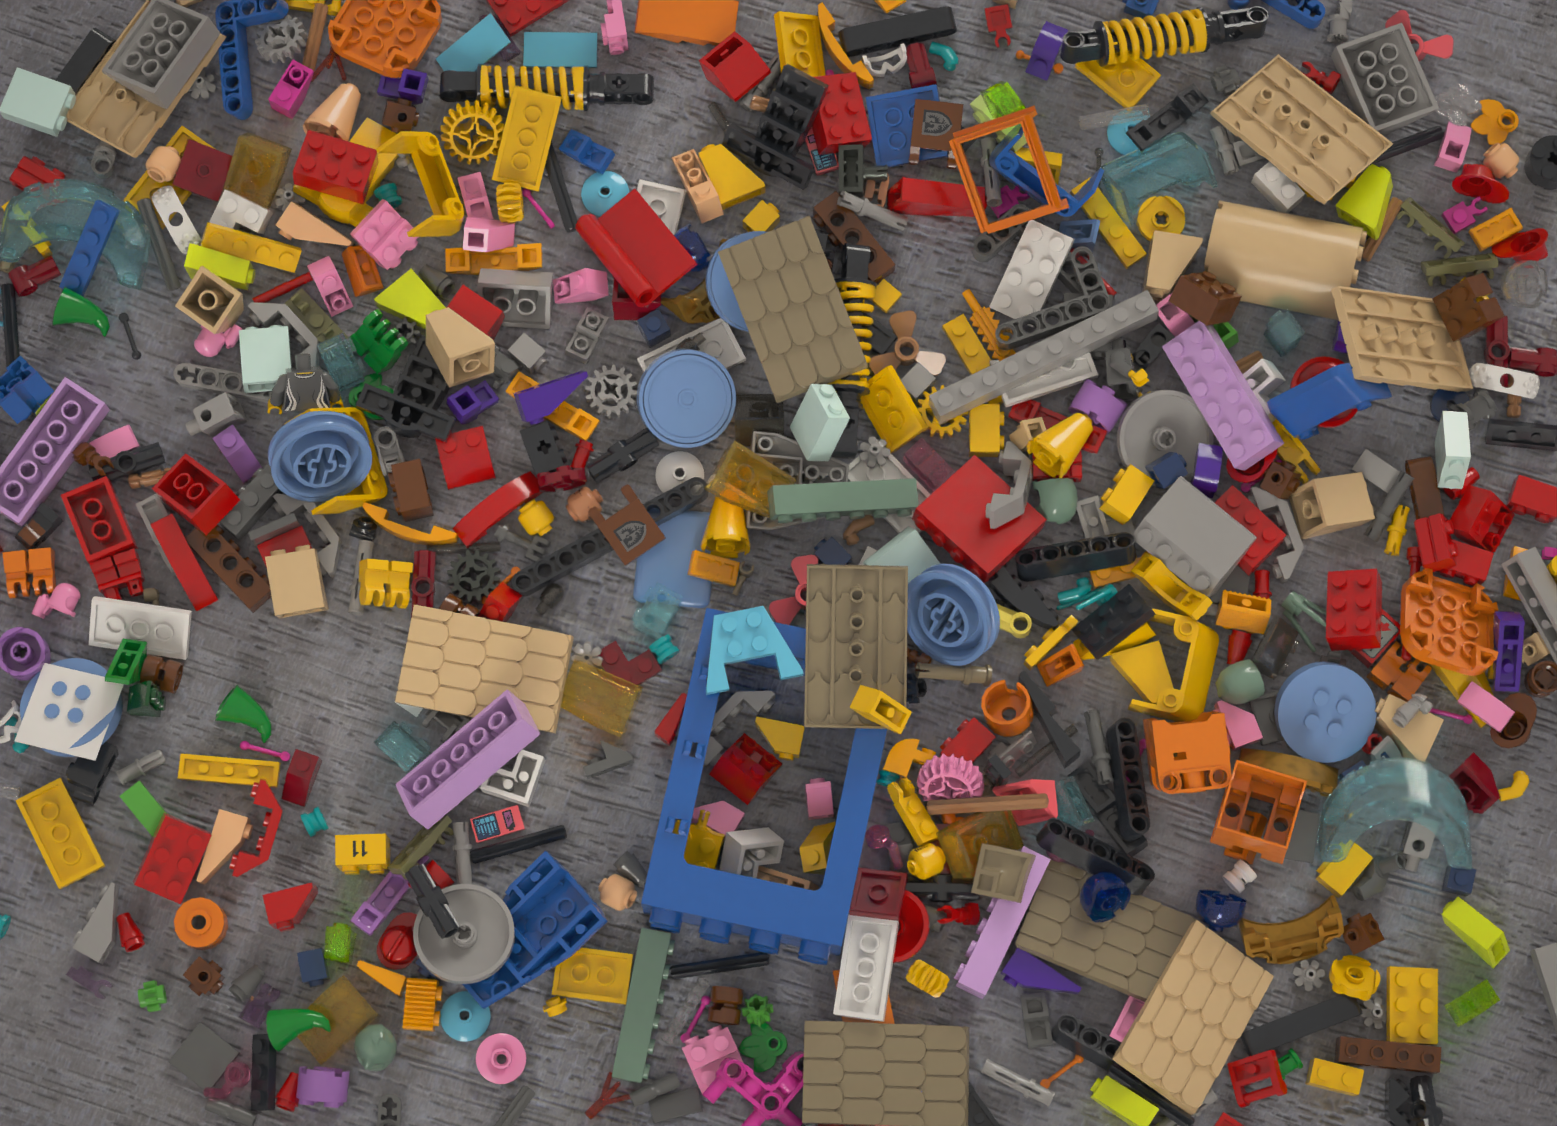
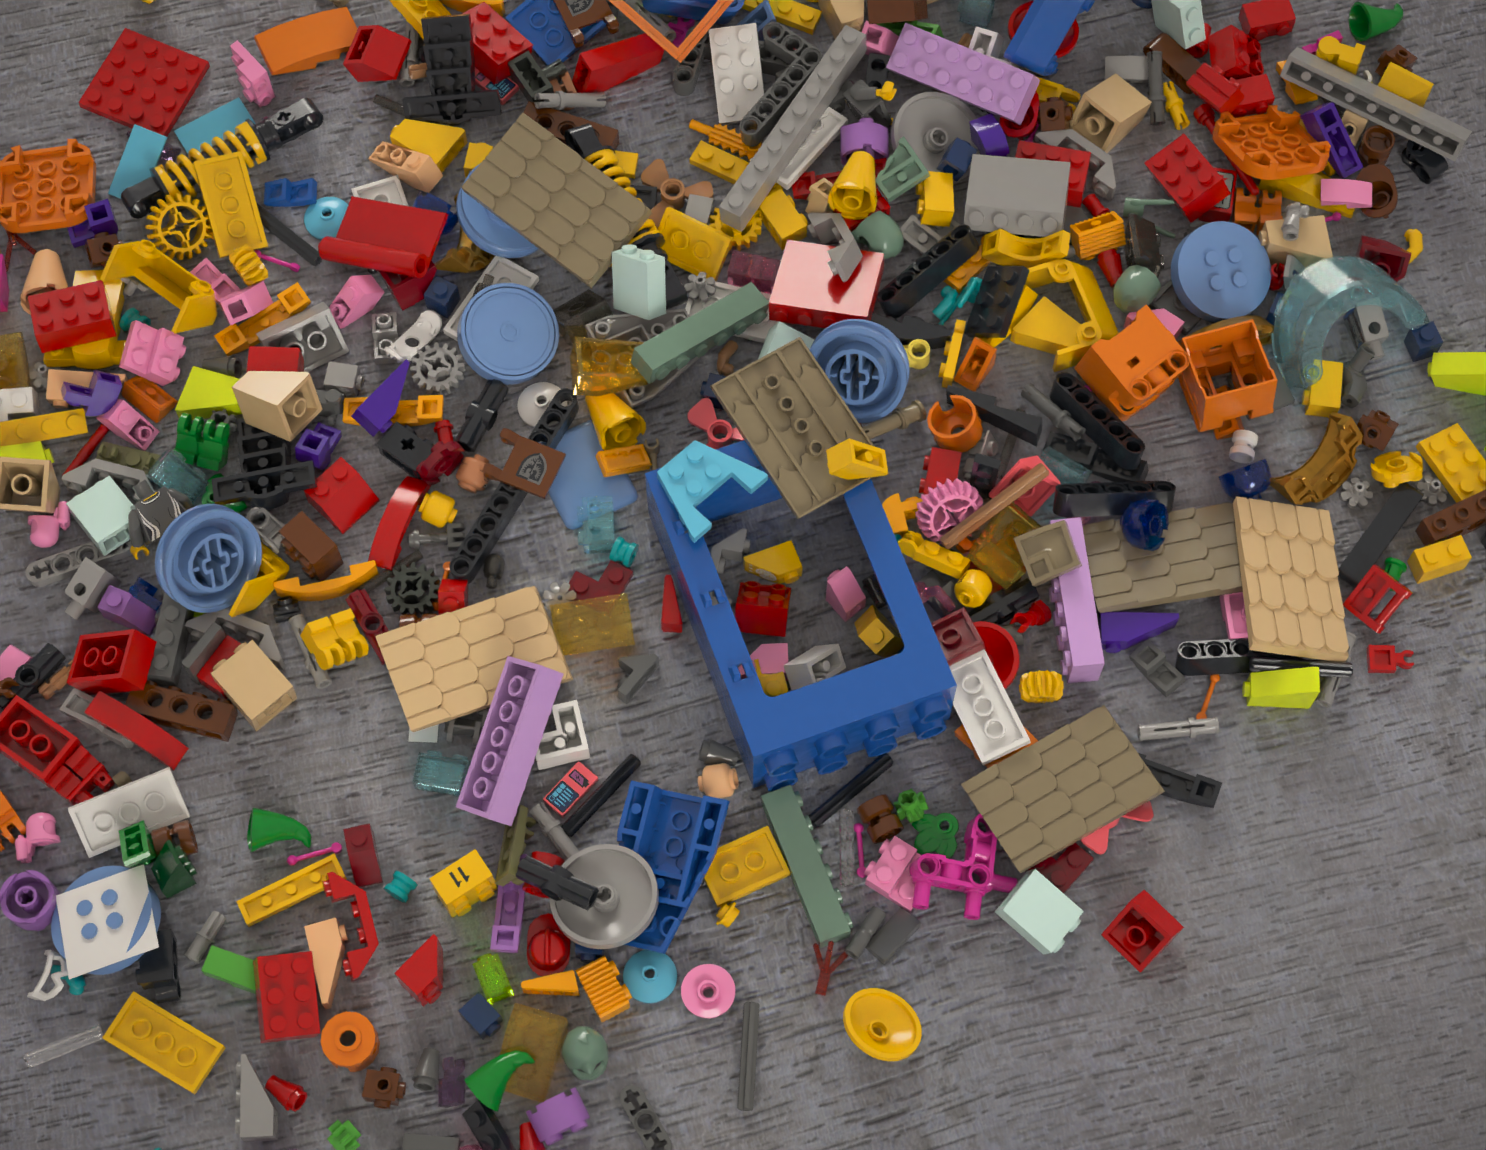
camera: 30 degrees left, 10 degrees down
(254, 447) = (144, 592): none -> clear blue slope
(317, 250) = (96, 398): none -> dark purple brick
(621, 348) = (423, 330): none -> white piece
(1108, 454) = (901, 172): none -> sand green wing

